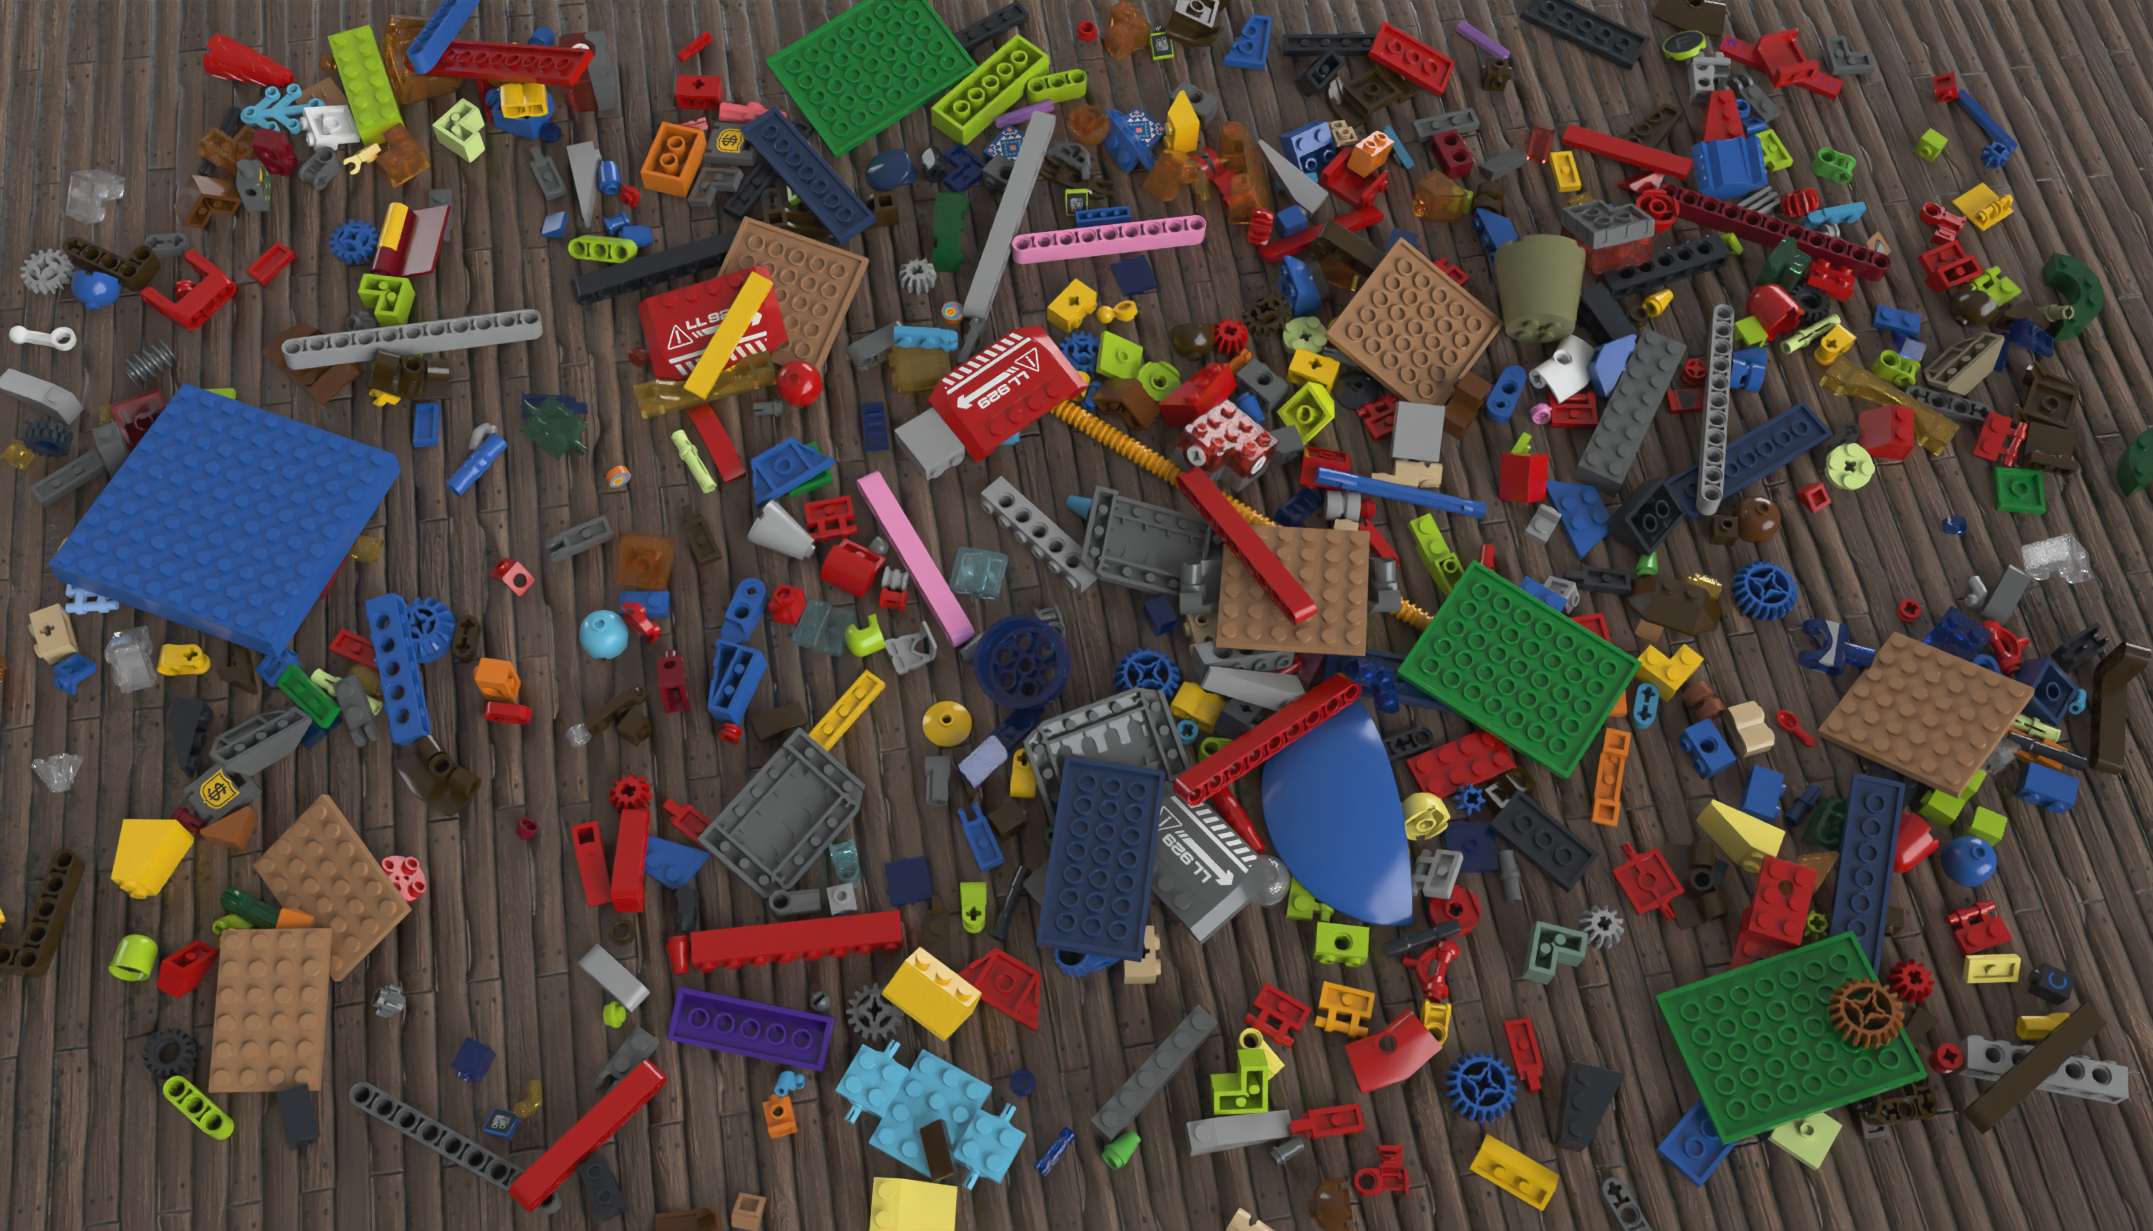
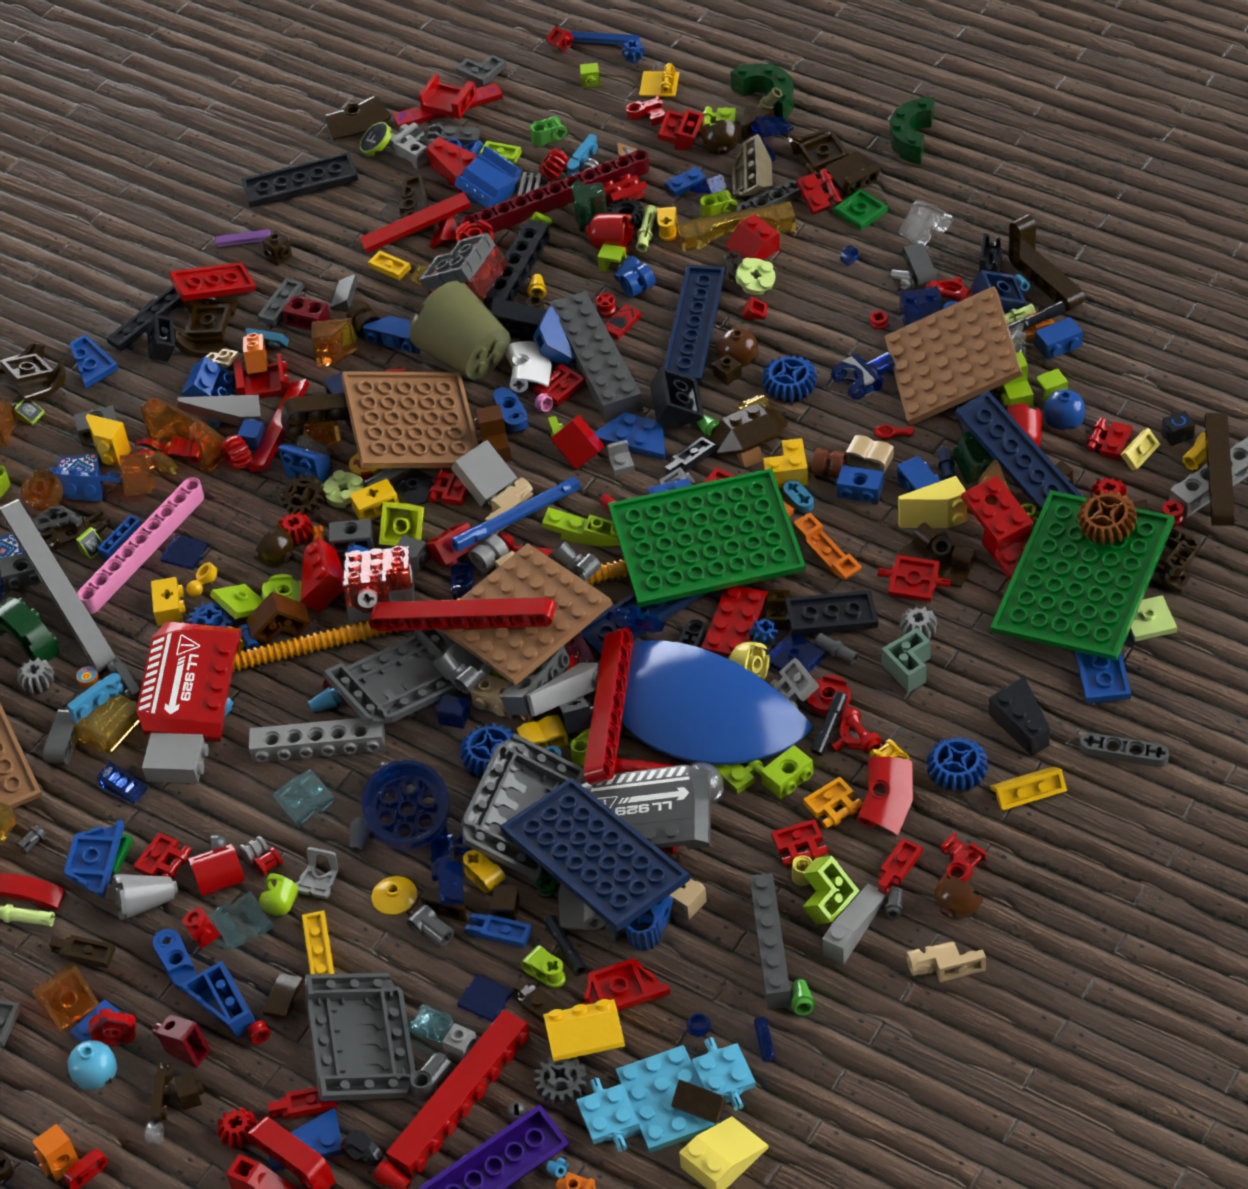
camera: 40 degrees left, 15 degrees down
(799, 383) = (35, 804): red cylinder -> none
(915, 559) = (248, 825): bright pink beam -> none
(1524, 1052) = (958, 725): red hinge -> none
(1540, 143) = (353, 262): clear red slope -> none
(1715, 410) = (644, 310): light grey beam -> none

